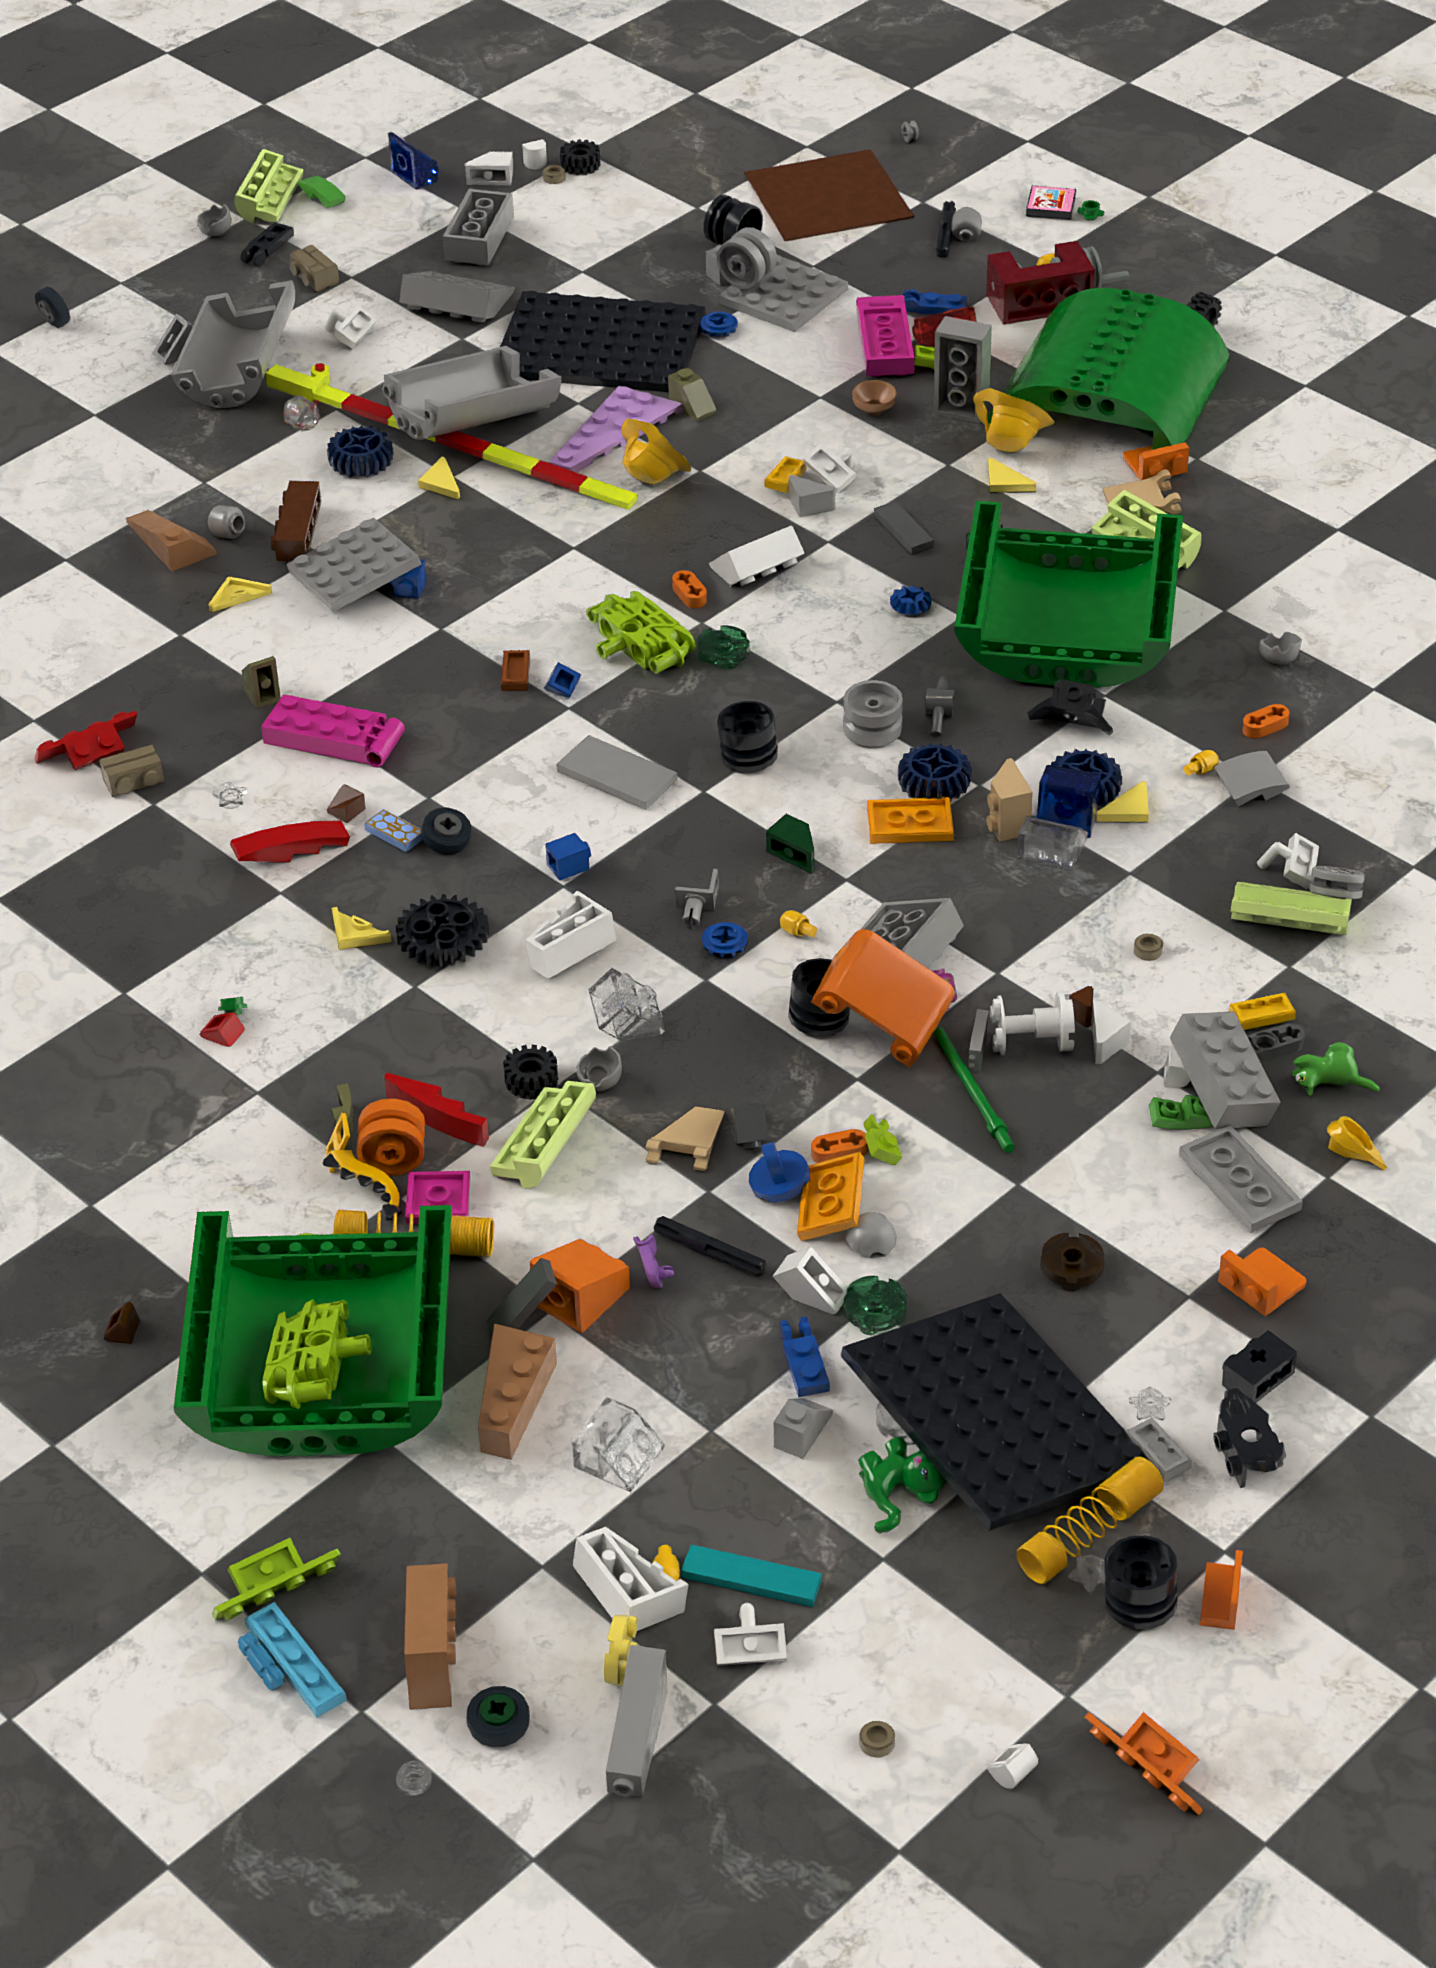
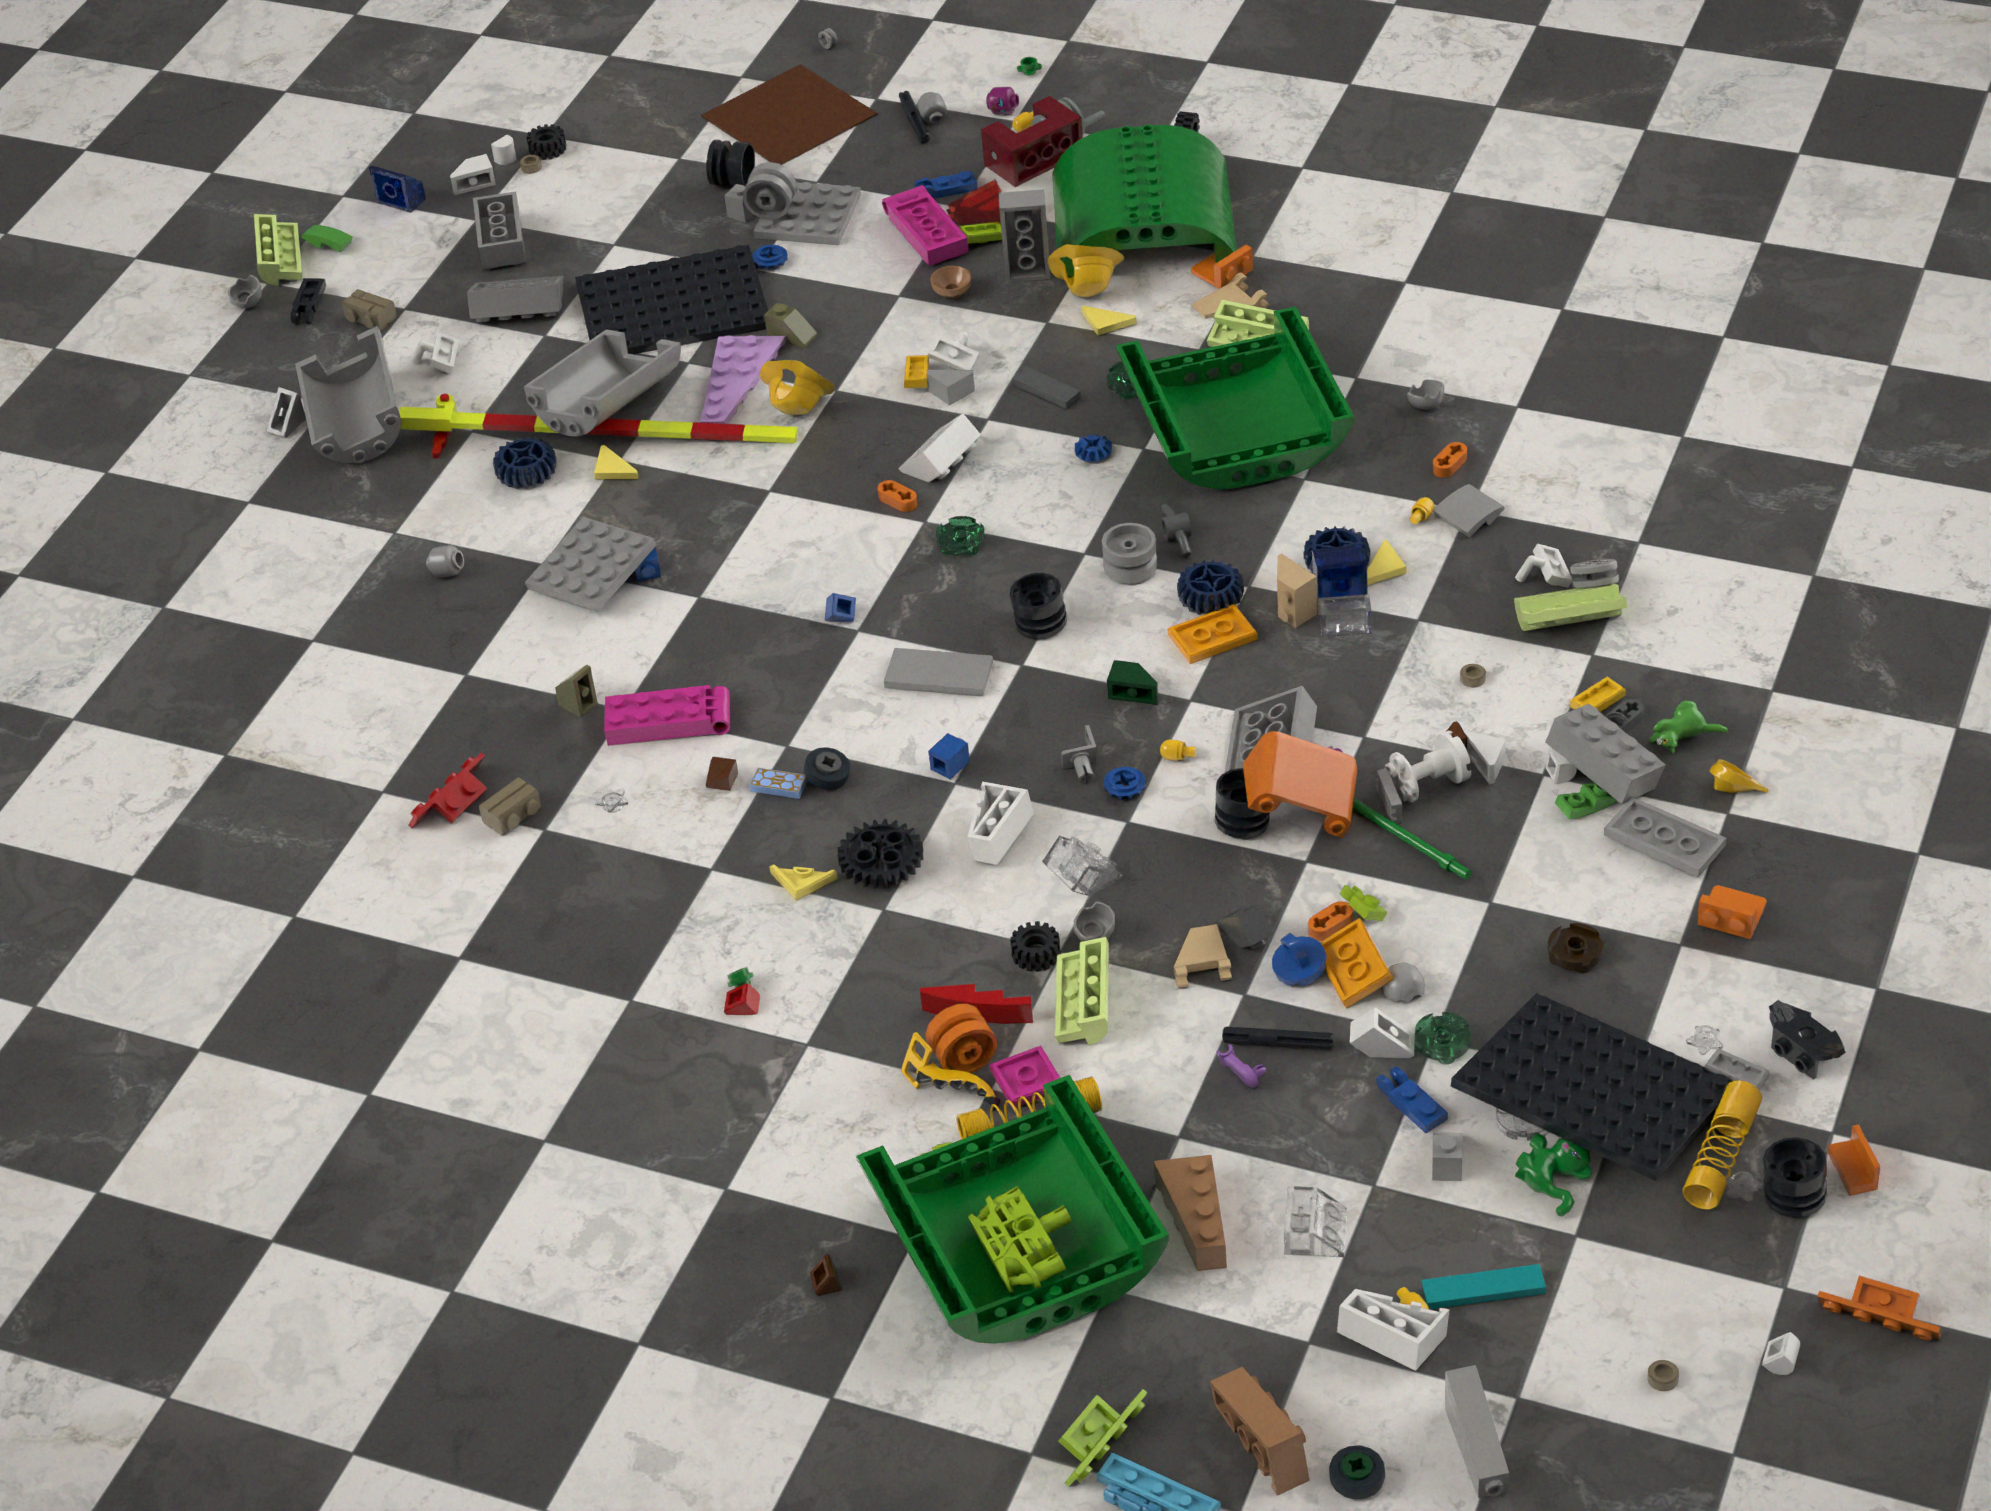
camera: 20 degrees left, 0 degrees up
(52, 307) = (148, 415): black wheel -> none
(170, 541) = (401, 594): medium nougat wedge -> none
(237, 591) = (494, 620): light yellow tile -> none
(281, 842) = (690, 823): red slope -> none
(296, 520) = (510, 540): reddish brown brick -> none
(301, 413) = (449, 444): clear head -> none
(345, 1106) = (899, 1031): olive slope -> none
(515, 670) = (791, 612): dark orange tile -> none
(524, 1297) = (1165, 1132): dark grey tile -> none
(585, 1285) = (1194, 1106): orange slope -> none
(620, 1637) = (1428, 1381): light yellow plate -> none
(640, 631) = (882, 545): lime piece -> none
(750, 1642) = (1520, 1337): white plate -> none
(1040, 236) = (1002, 100): none -> magenta head
(1051, 202) = (989, 68): tile -> none
(1073, 704) = (1292, 493): black piece -> none
(1259, 1366) = (1773, 979): black brick -> none

